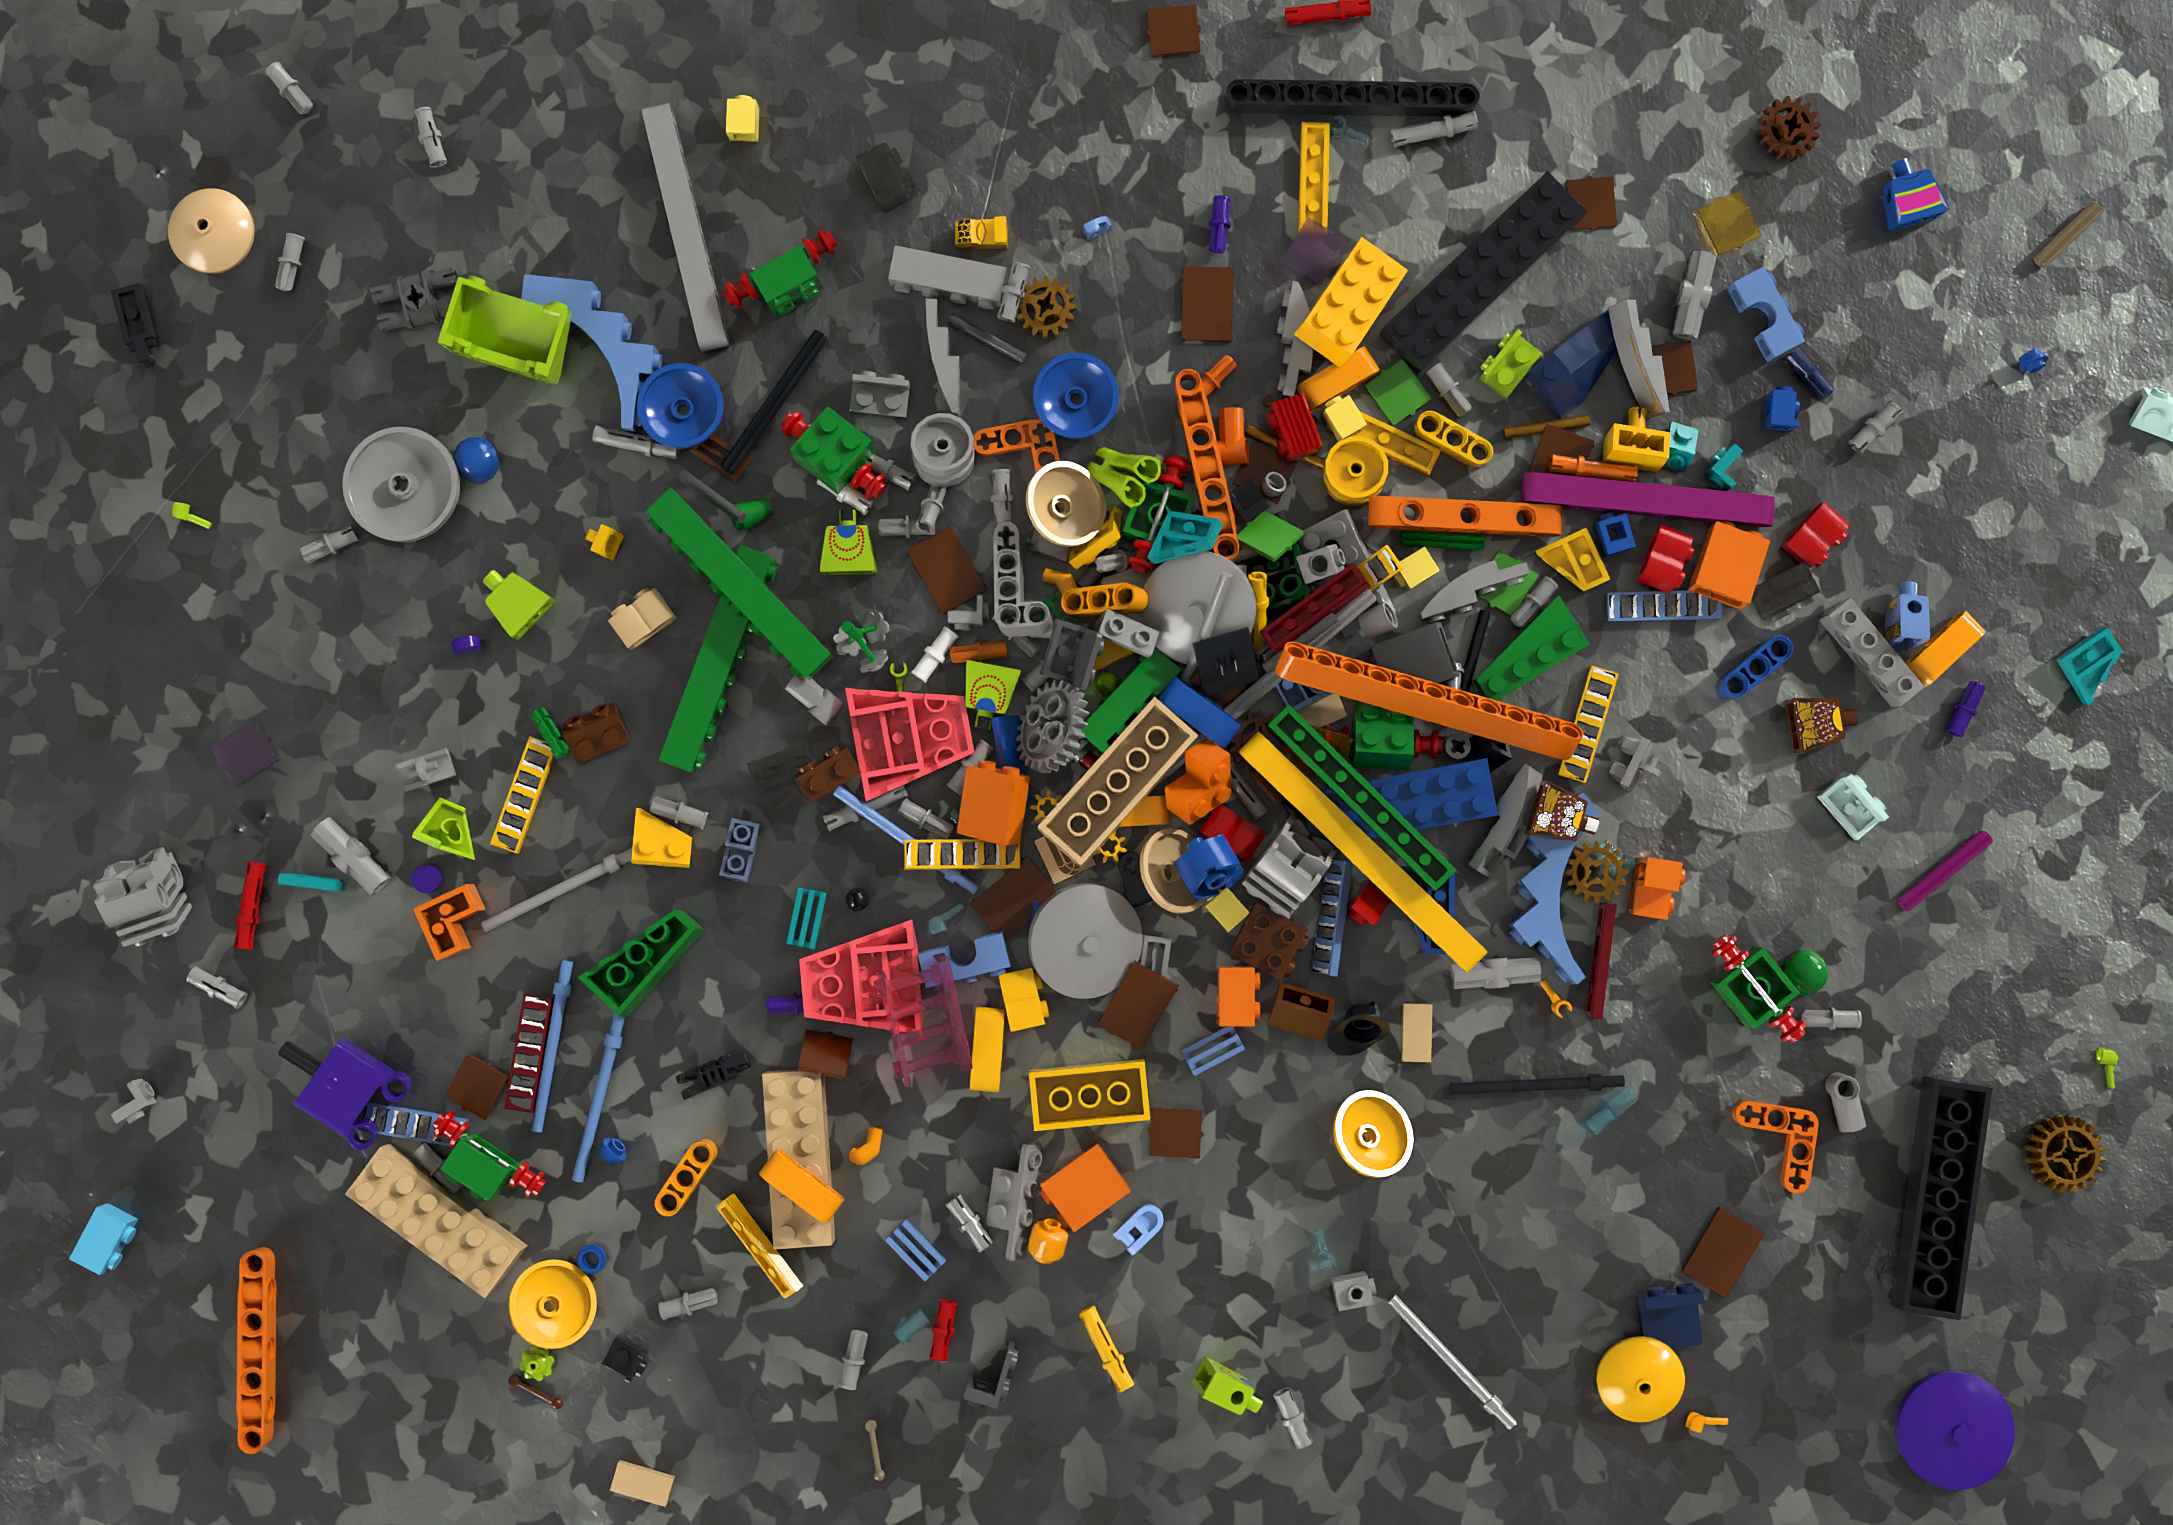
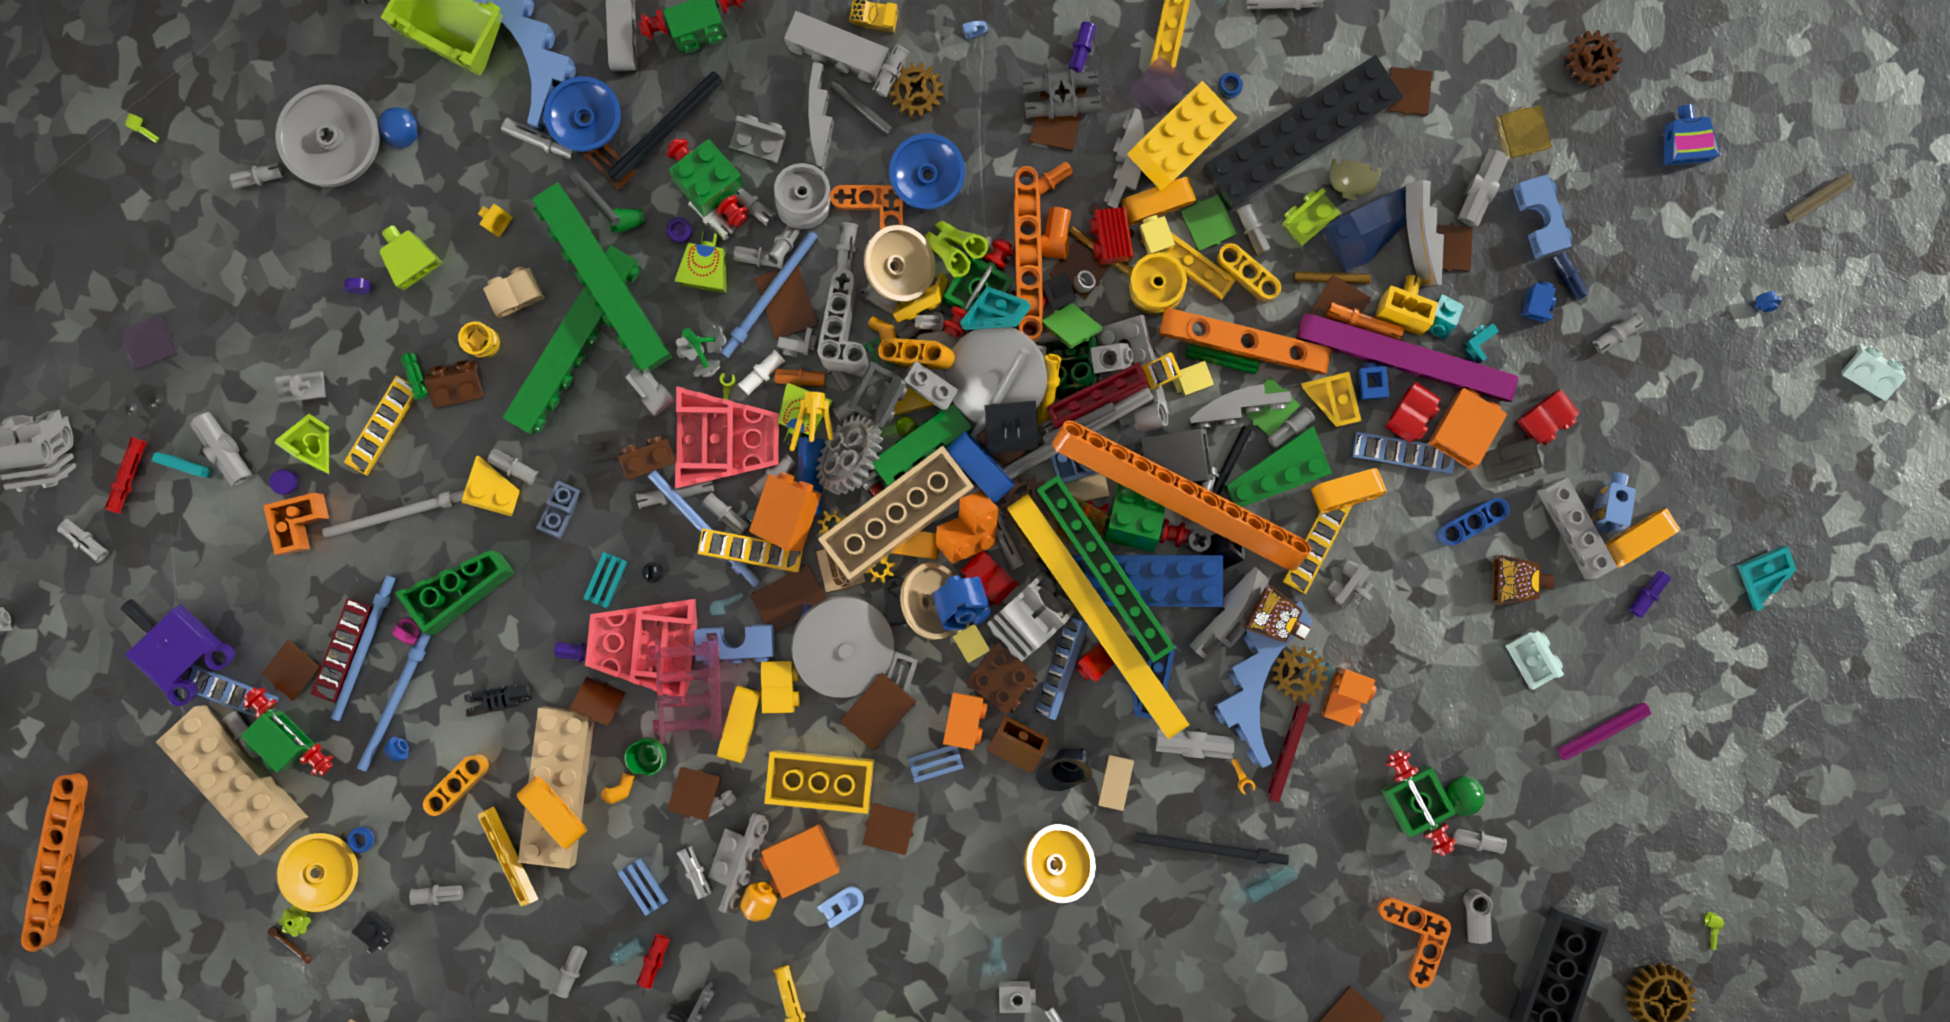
camera: 10 degrees right, 0 degrees up
(596, 1021) = (405, 634): none -> dark pink tile
(614, 679) = (479, 340): none -> yellow wheel
(811, 514) = (679, 230): none -> dark purple tile
(891, 1105) = (645, 756): none -> green hair
(902, 616) = (739, 333): none -> medium blue bar
(952, 1136) = (693, 793): none -> reddish brown piece
(975, 1147) = (719, 803): none -> light grey axle
(1002, 678) = (813, 405): none -> yellow plant
(1201, 295) = (1069, 83): none -> dark grey pin
(1398, 229) = (1230, 78): none -> blue plate
(1549, 313) = (1353, 178): none -> olive cylinder
(1611, 659) = (1348, 490): none -> light orange beam

